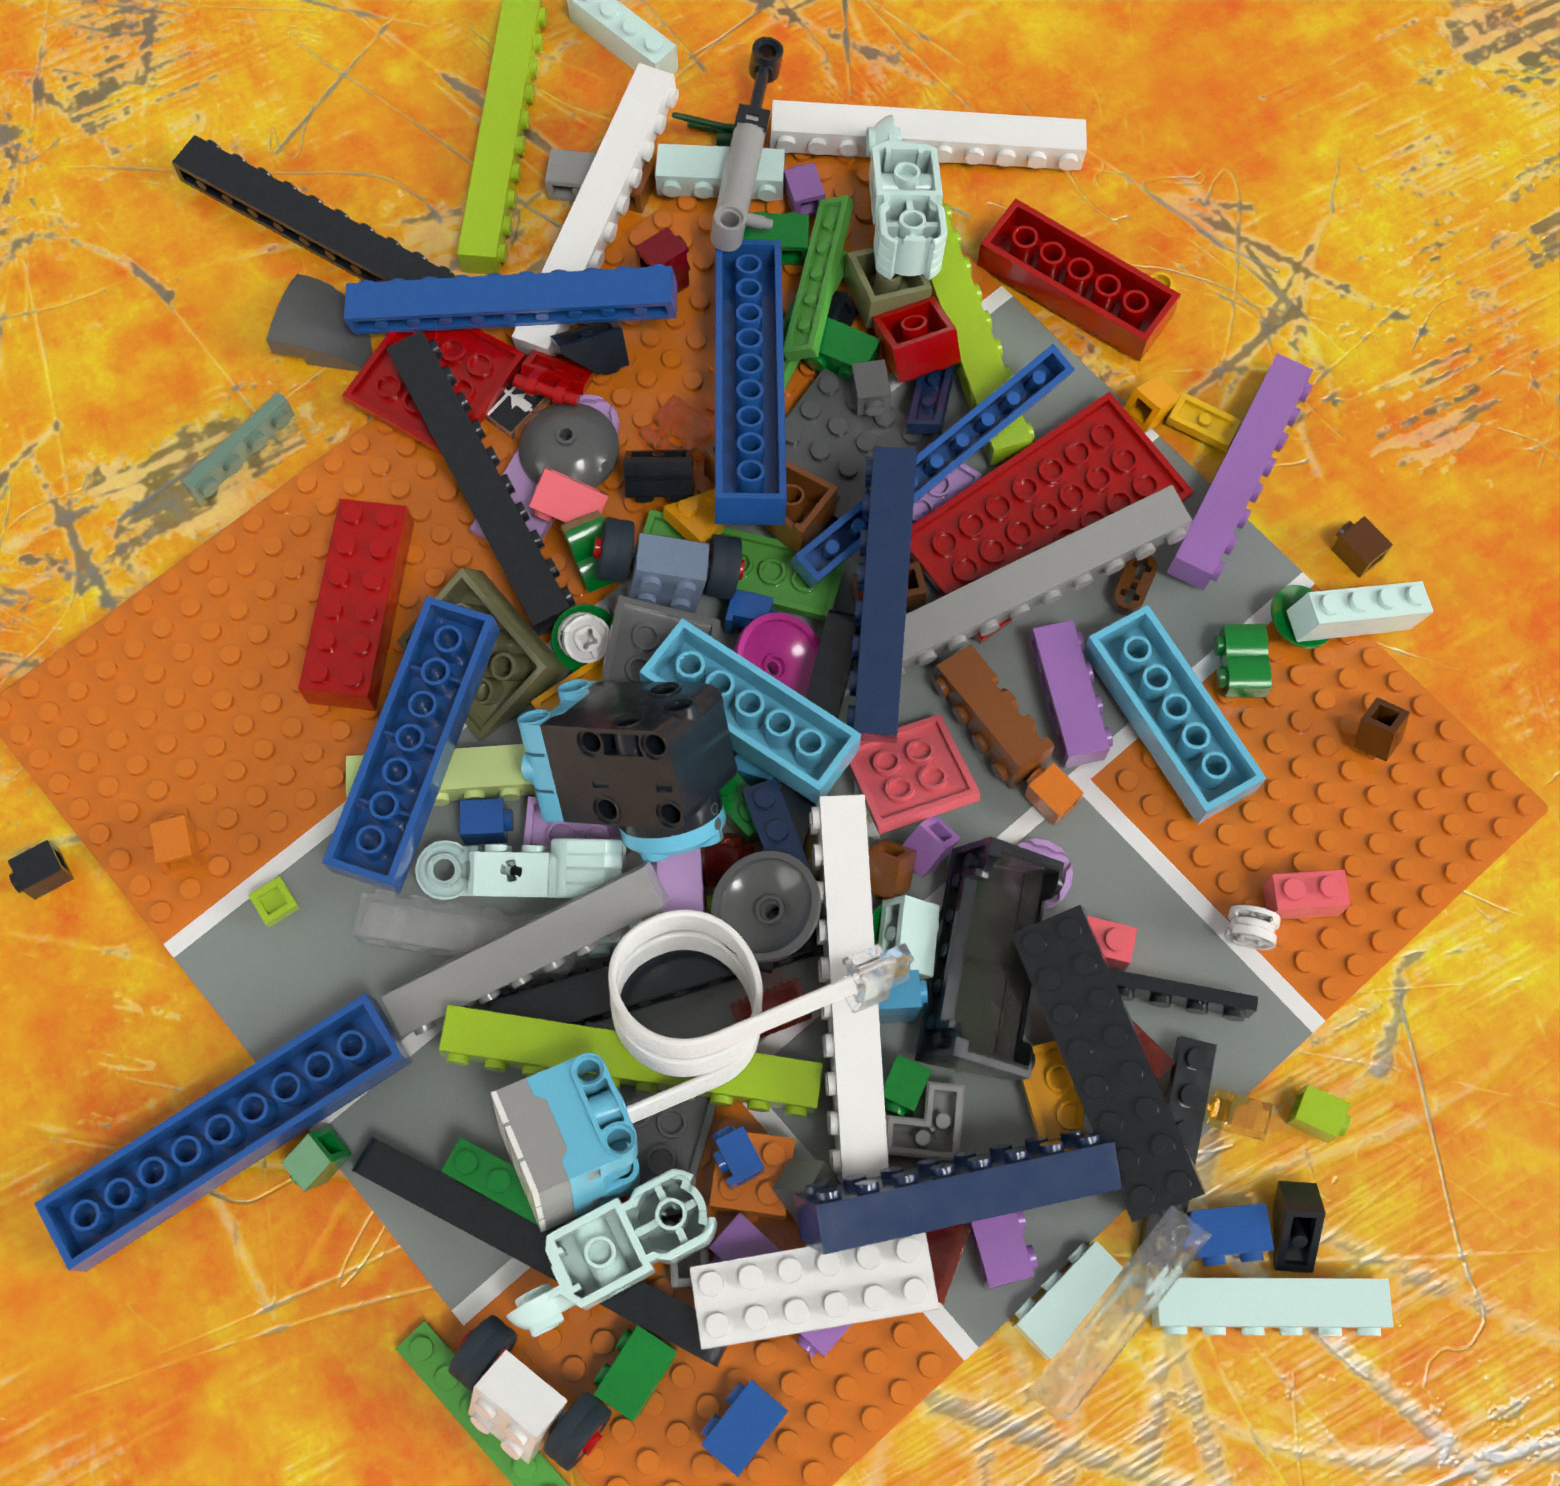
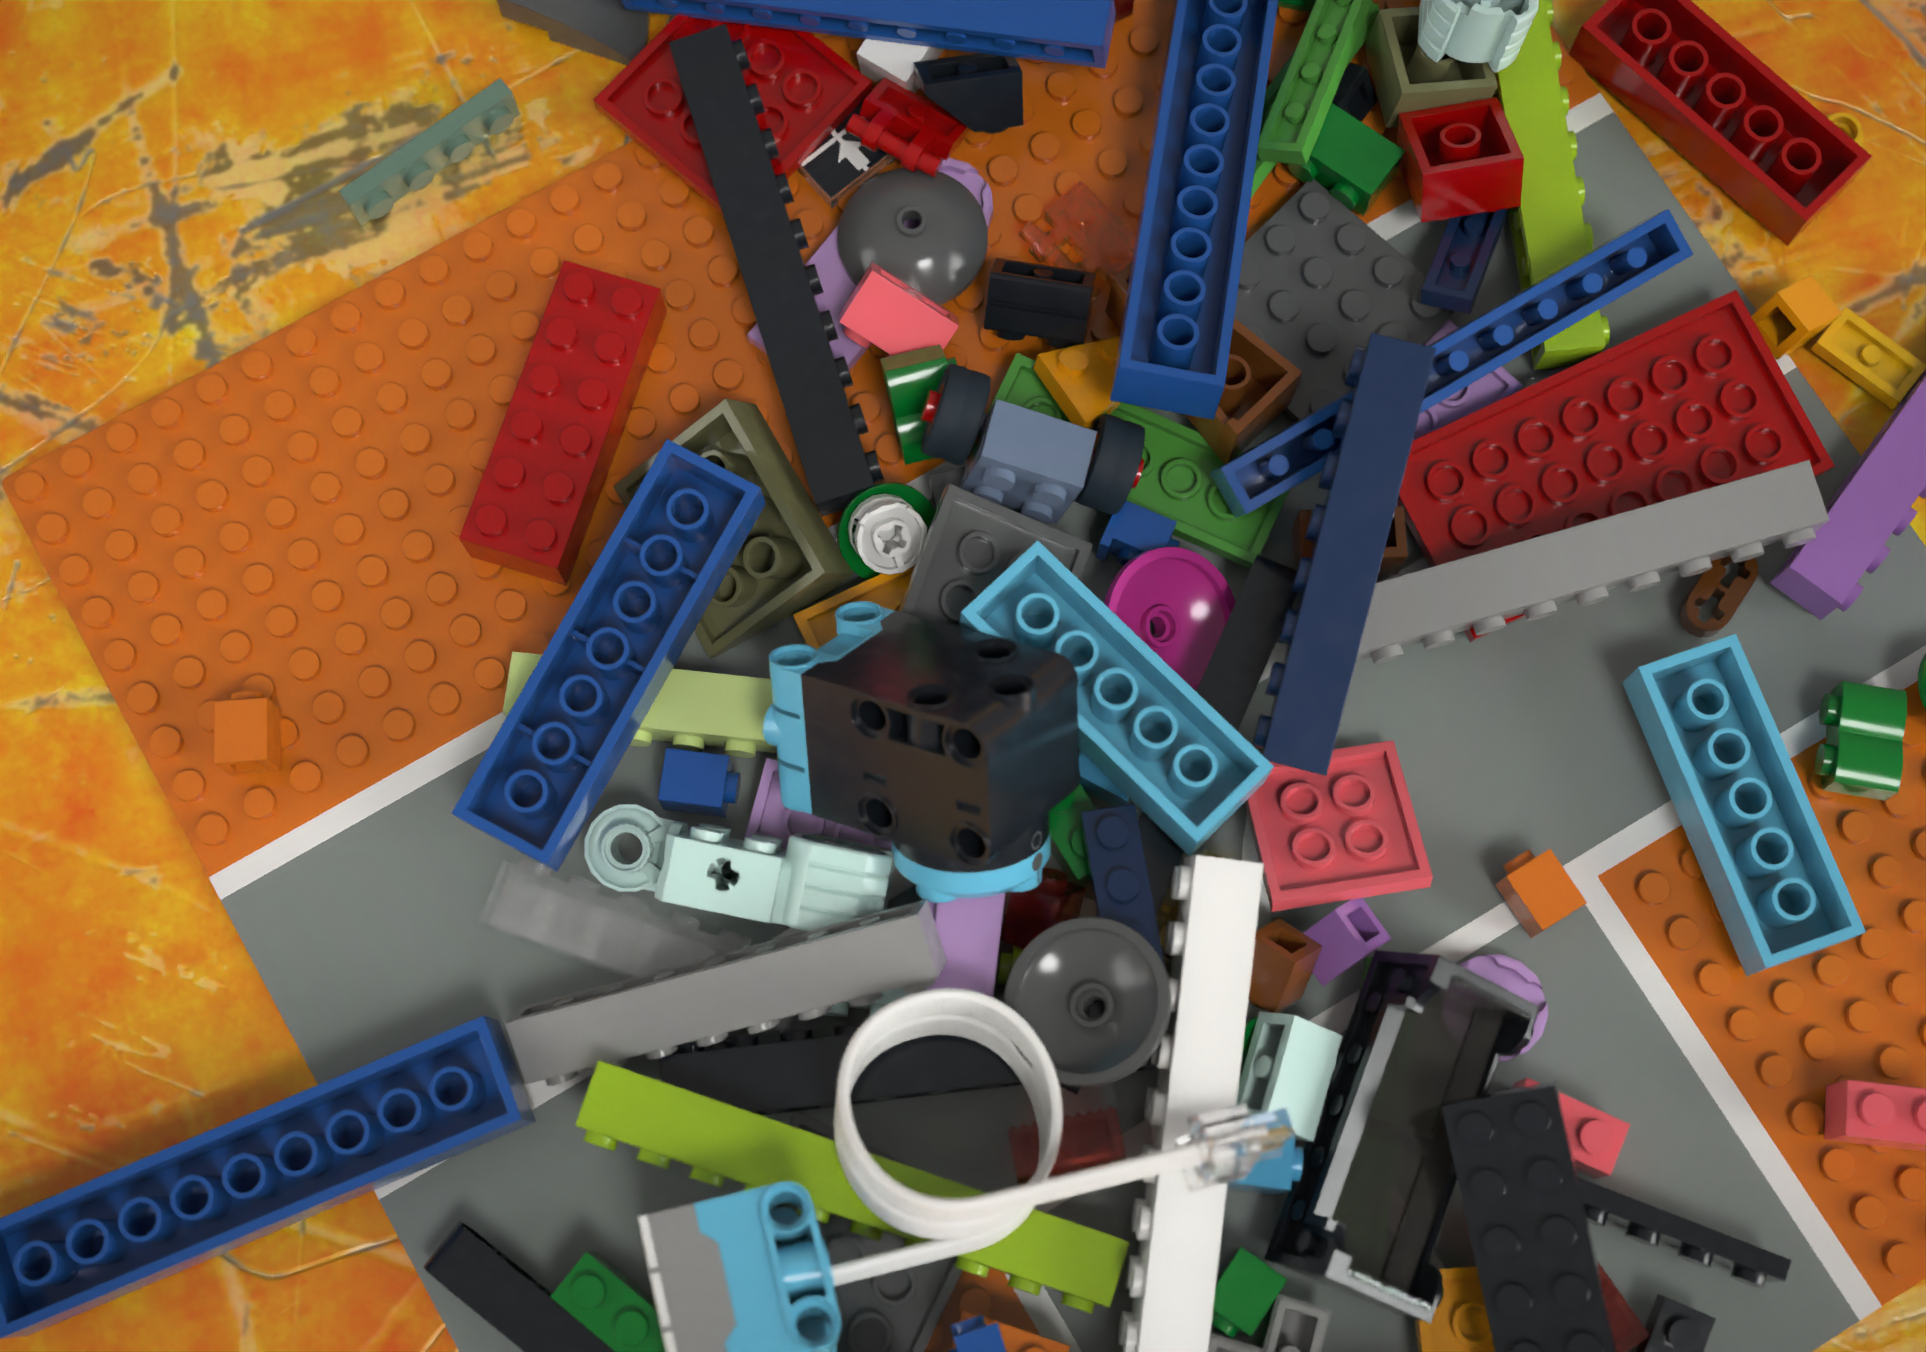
camera: 10 degrees right, 5 degrees up
(39, 870) = (49, 737): black brick -> none
(274, 901) = (375, 847): lime plate -> none
(316, 1158) = (376, 1237): brick -> none
(871, 387) = (1377, 224): dark grey brick -> none
(992, 717) = (1469, 760): dark orange wedge -> none
(1069, 694) = (1592, 744): medium lavender brick -> none
(1252, 927) = (1801, 1151): white wheel -> none

